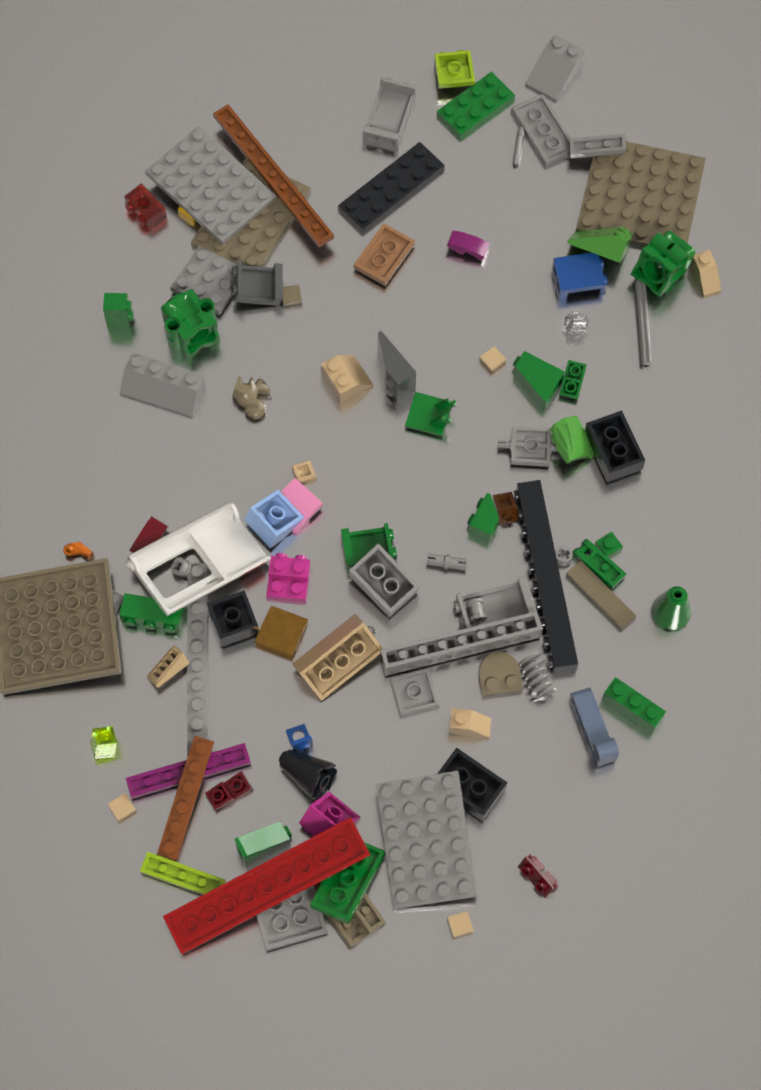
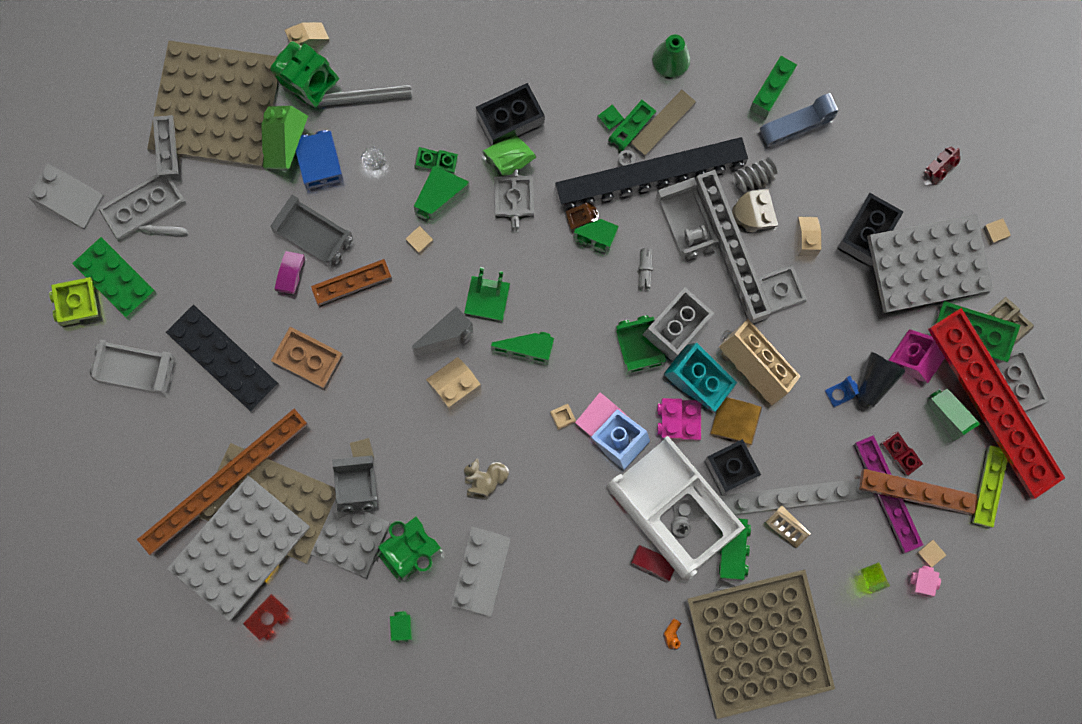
camera: 100 degrees left, 10 degrees up
(93, 794) = (925, 581): none -> bright pink brick
(327, 599) = (700, 376): none -> teal slope
(374, 450) = (530, 346): none -> green slope
(454, 296) = (351, 282): none -> dark orange plate
(508, 266) = (311, 232): none -> dark grey panel

